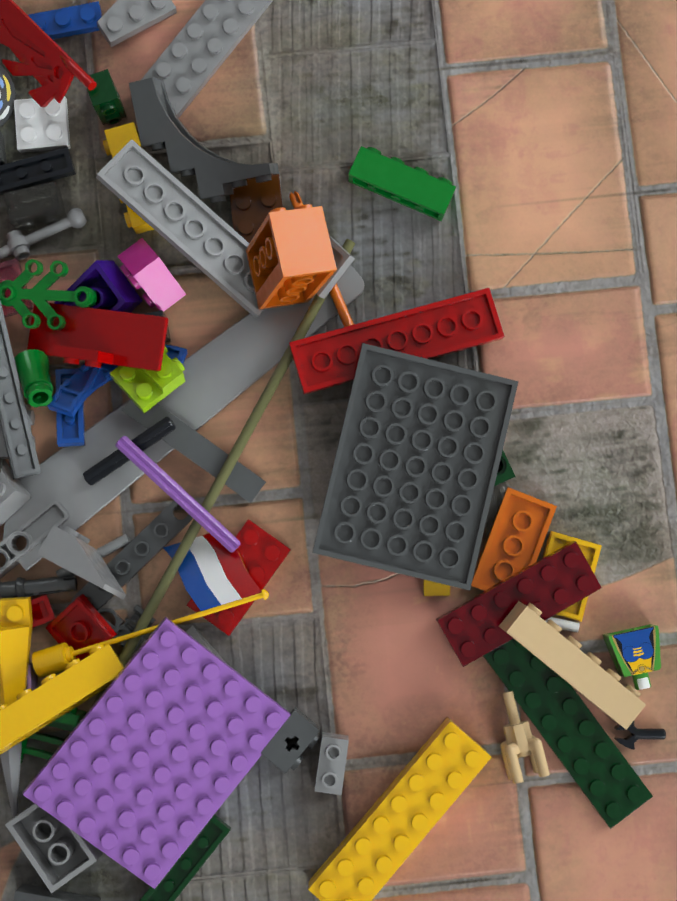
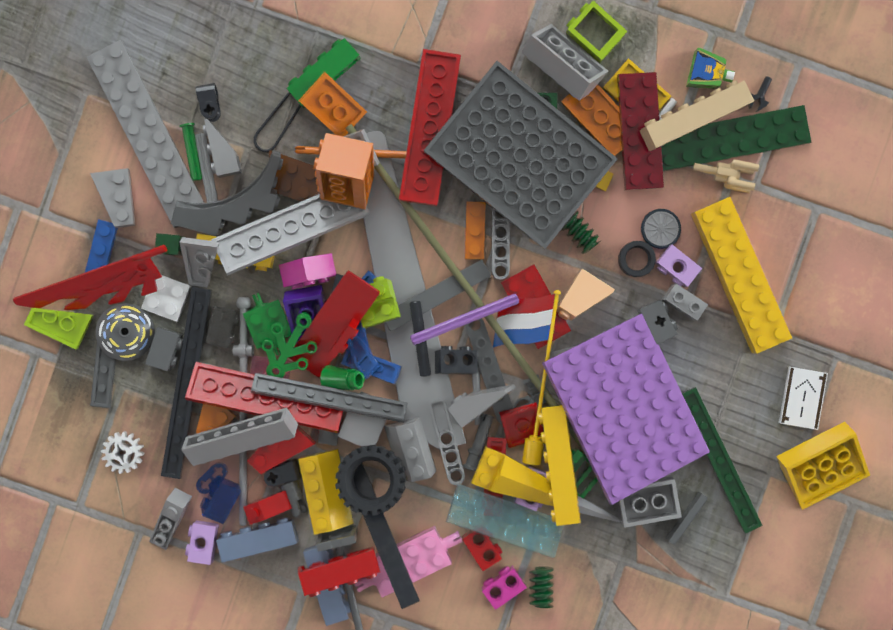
camera: 65 degrees left, 5 degrees up
(68, 247) = (261, 320): none -> green plate
(100, 136) = (198, 260): none -> light grey wing
(117, 511) = (456, 364): none -> black brick
(220, 99) = (205, 164): none -> light grey axle
(232, 73) = (191, 150): none -> green axle
(243, 113) = (225, 158): none -> light grey slope
(278, 628) = (582, 295): none -> light nougat slope
(295, 490) = (500, 242): none -> light grey beam
(298, 457) = (475, 230): none -> orange plate
(304, 62) = (208, 98): none -> black piece
(315, 146) = (266, 121): none -> black piece
(356, 589) = (580, 233): none -> dark green piece
(367, 210) = (332, 105): none -> orange plate
(368, 693) = (651, 259): none -> black tyre
(373, 749) = (688, 271): none -> lavender brick
(410, 688) = (661, 228): none -> light grey wheel
(558, 467) = (564, 61): none -> light grey slope
(589, 509) = (586, 45): none -> lime window

